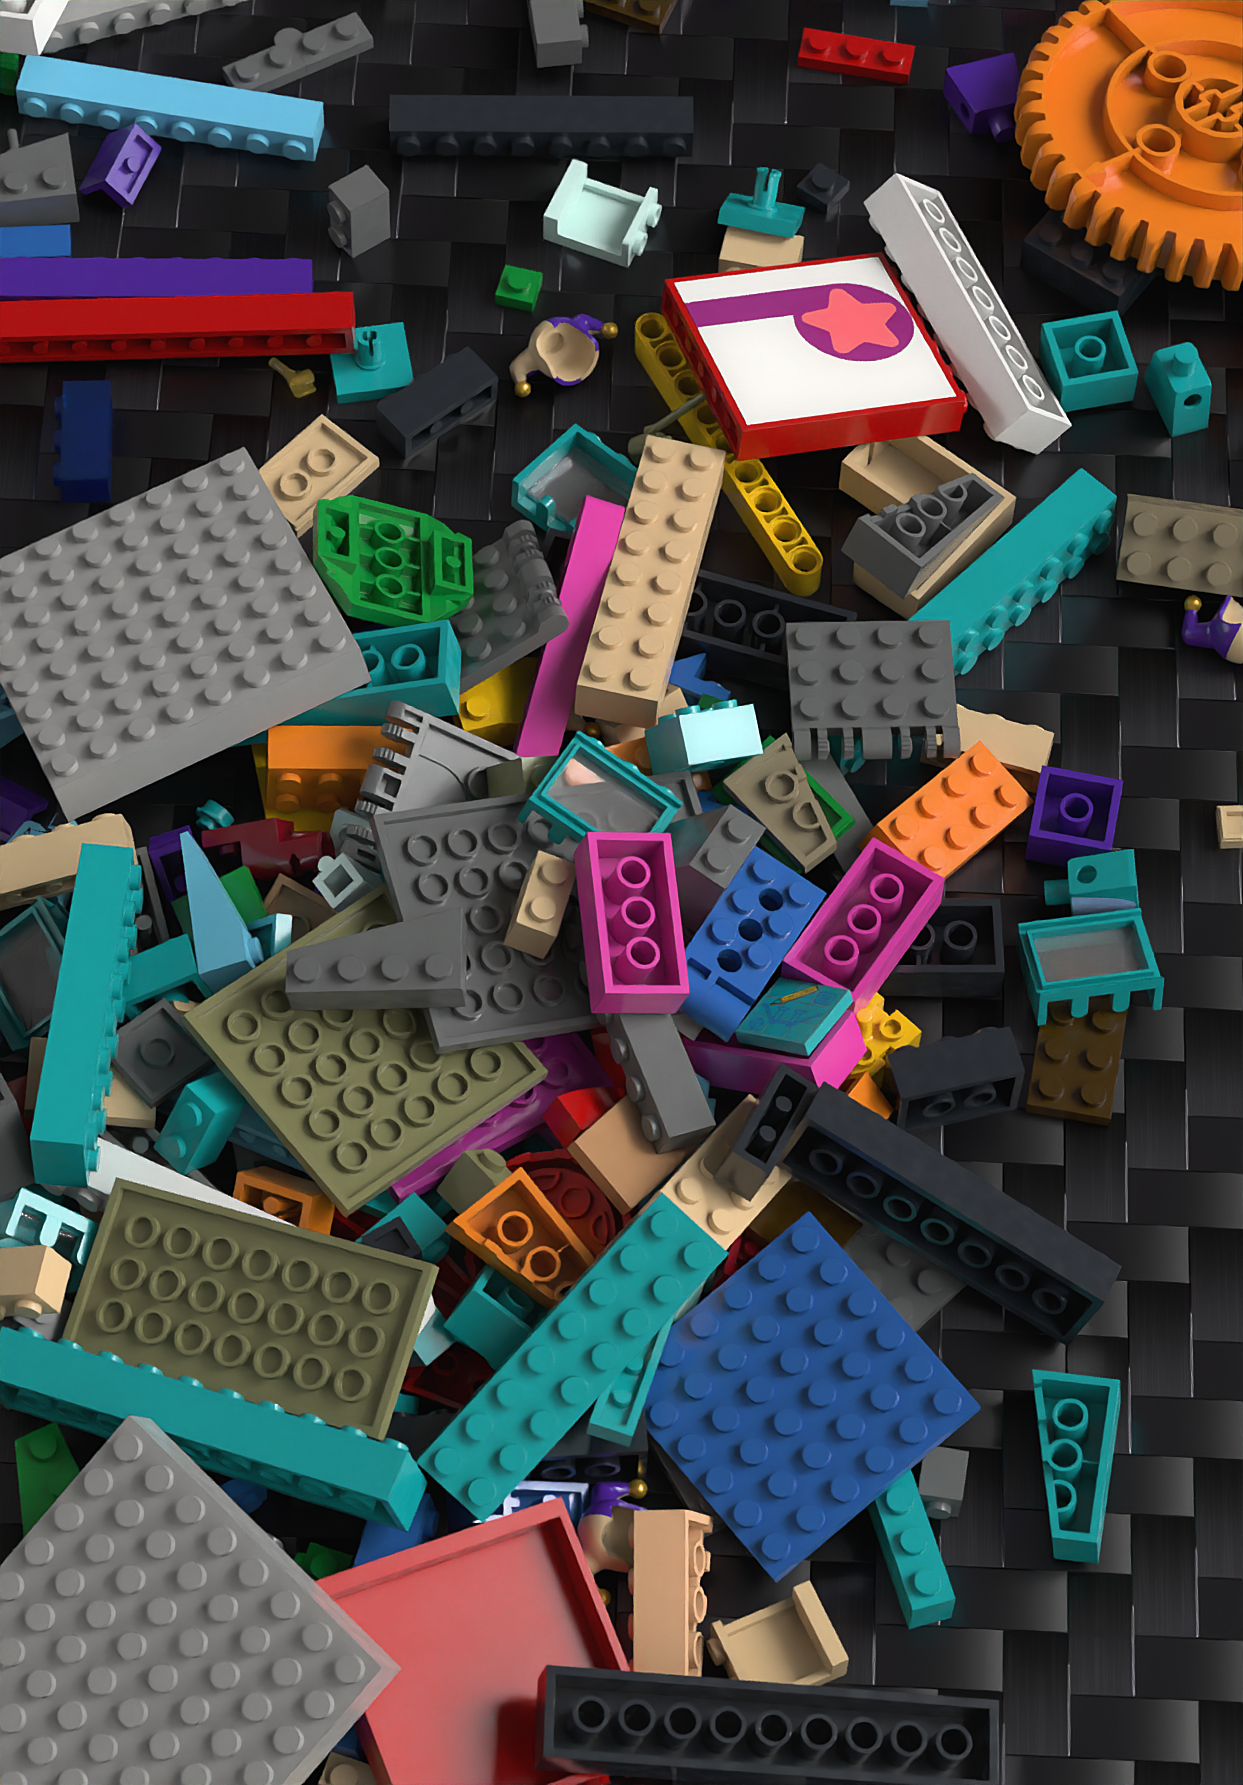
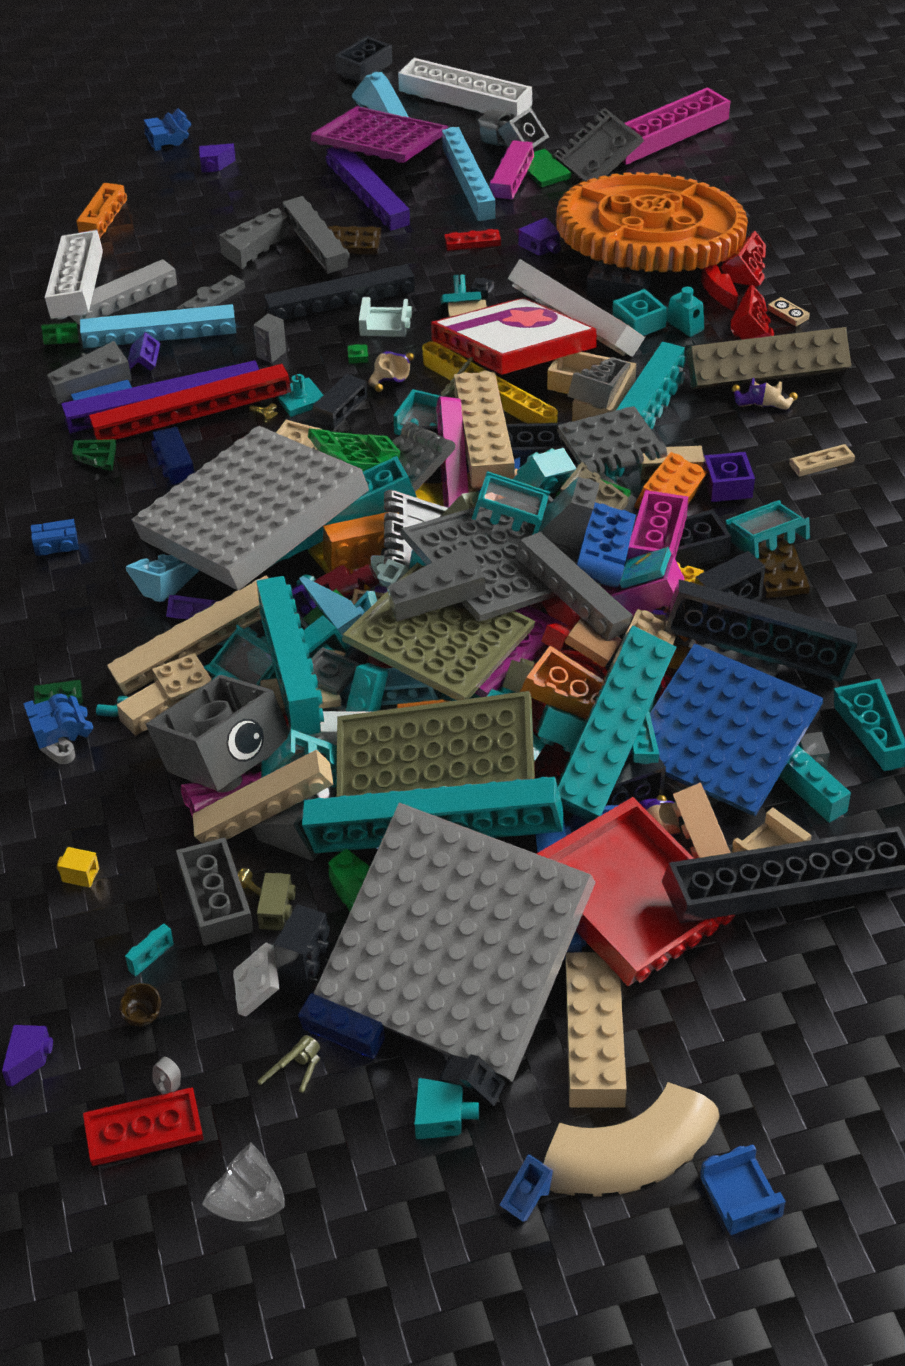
camera: 15 degrees left, 15 degrees down
(541, 904) = (502, 545): tan piece -> none
(631, 922) = (554, 534): dark pink brick -> none
(765, 1132) = (659, 610): black brick -> none
(1097, 884) = (754, 494): teal torso -> none

